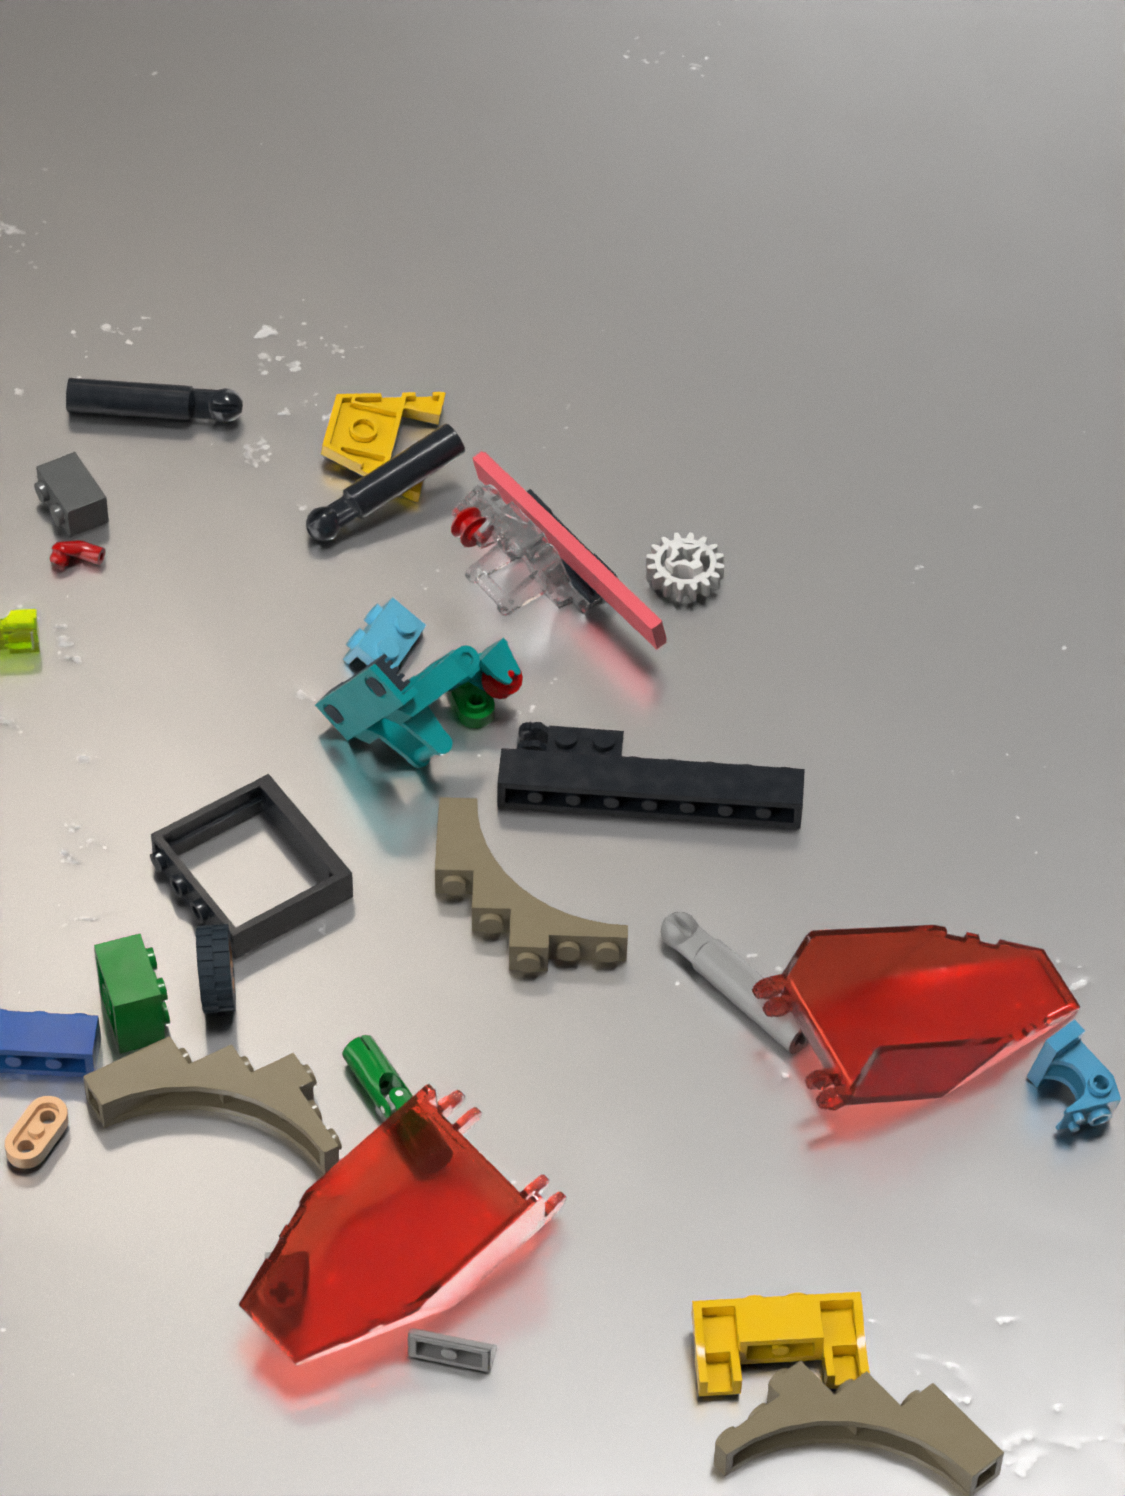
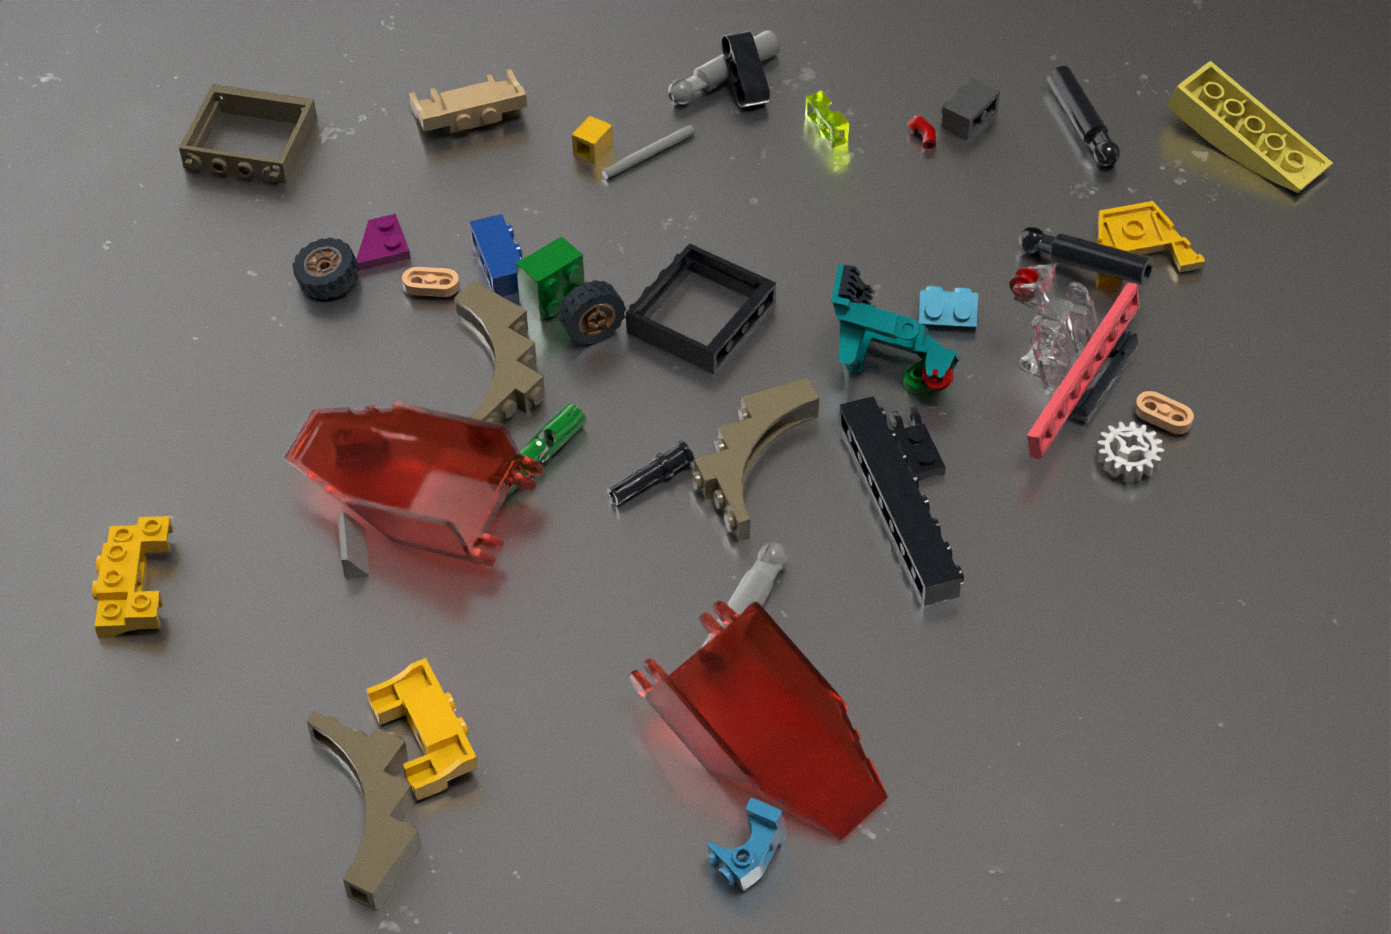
camera: 70 degrees right, 0 degrees up
(266, 274) = (1246, 129): none -> light yellow slope
(487, 990) = (662, 466): none -> black pin
(640, 519) = (1164, 412): none -> light nougat plate

